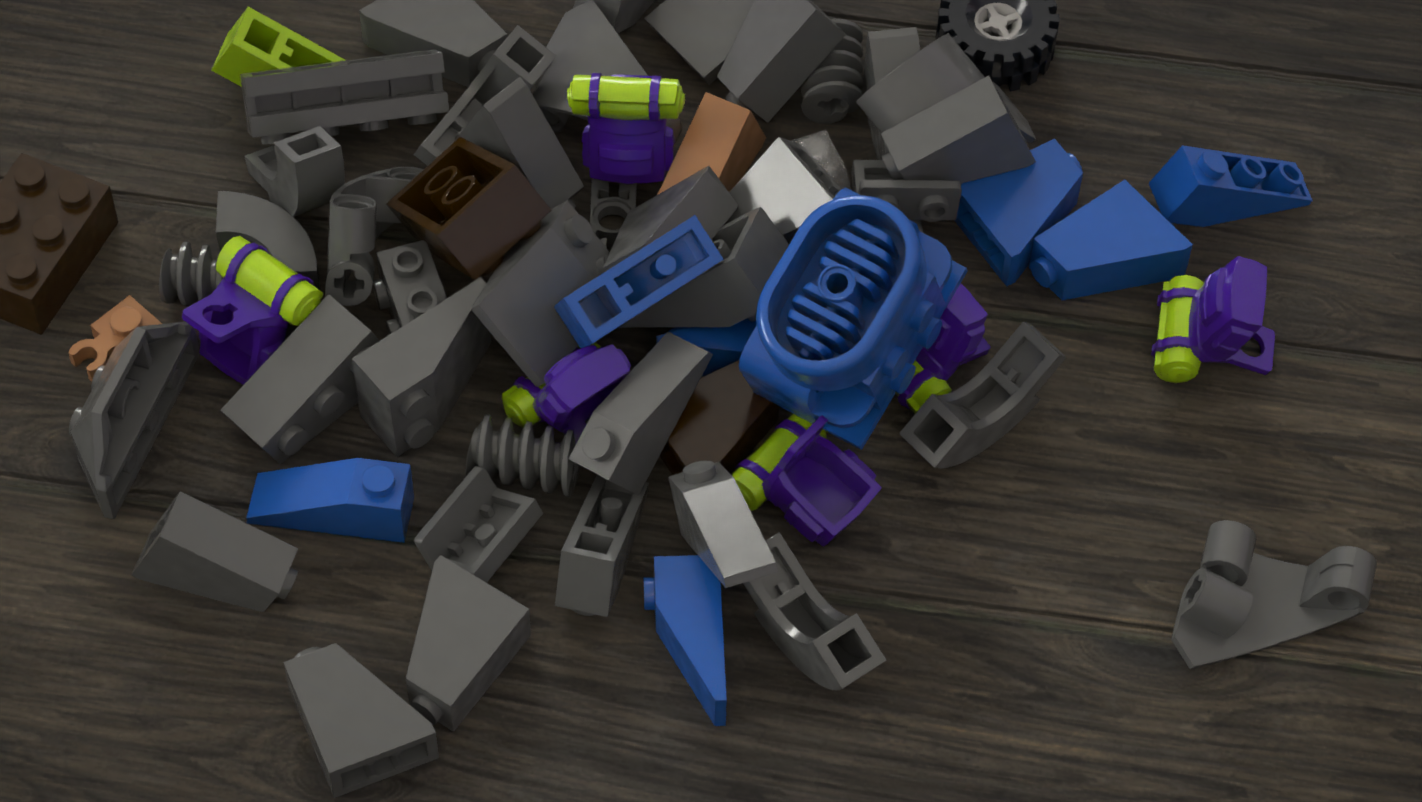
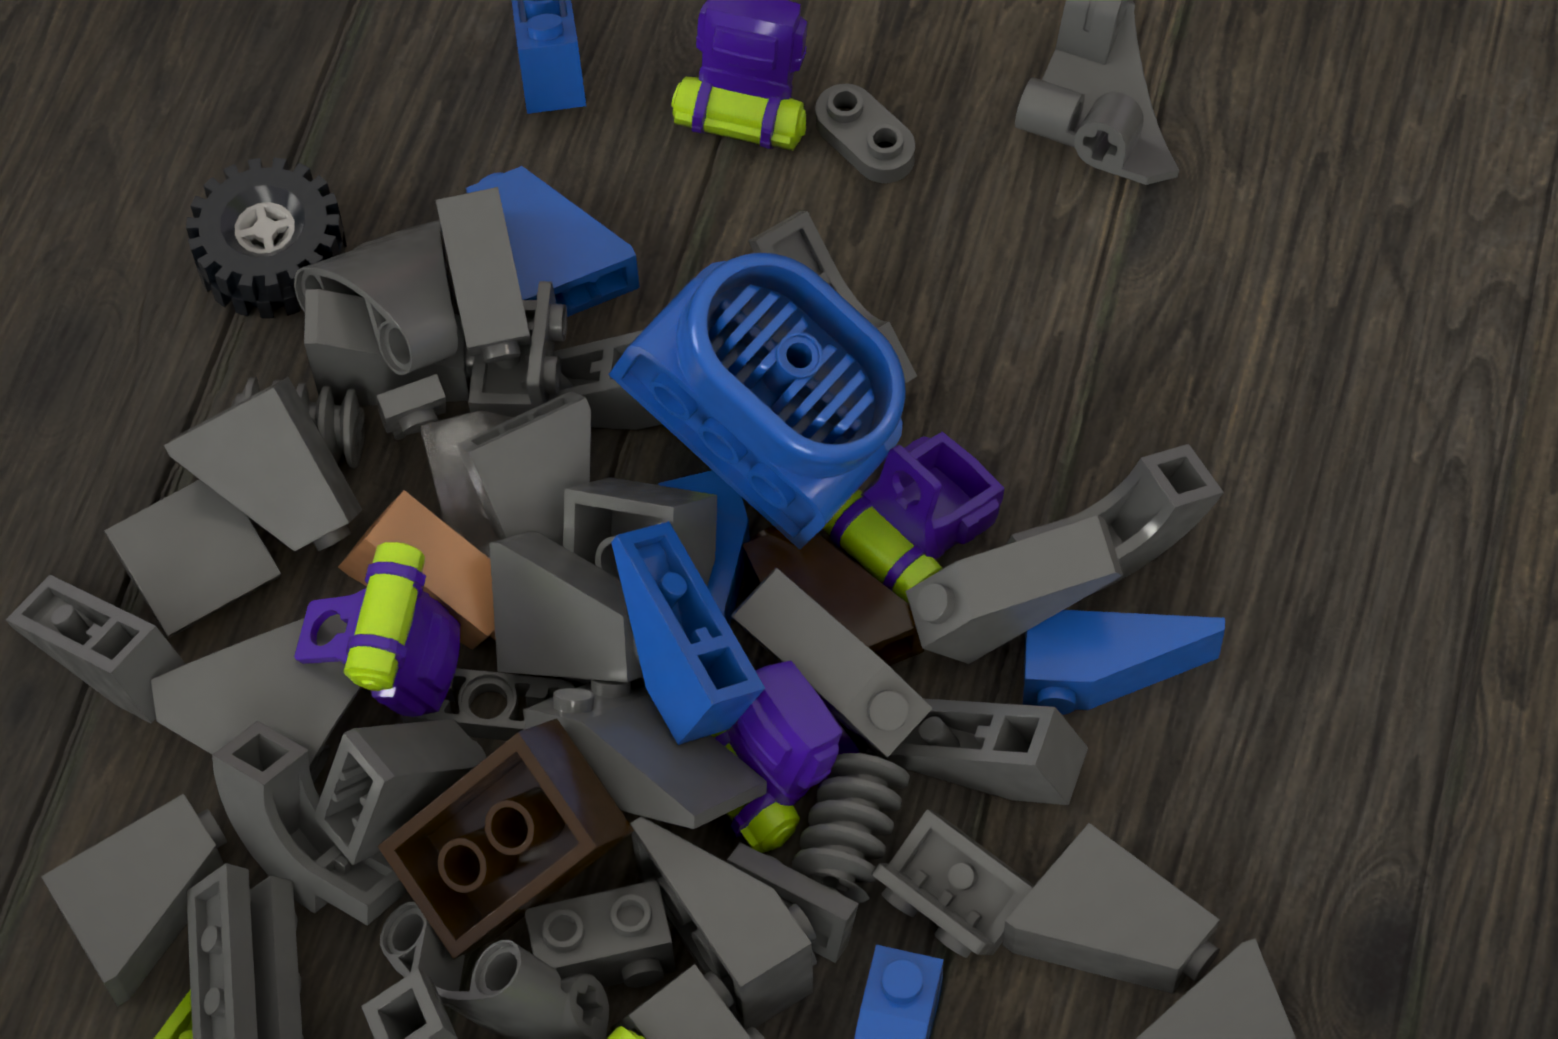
camera: 80 degrees left, 5 degrees up
(470, 406) = (824, 906): none -> dark grey plate
(844, 126) = (411, 406): none -> dark grey plate
(1109, 247) = (610, 161): blue slope -> none
(1190, 424) = (861, 129): none -> dark grey plate

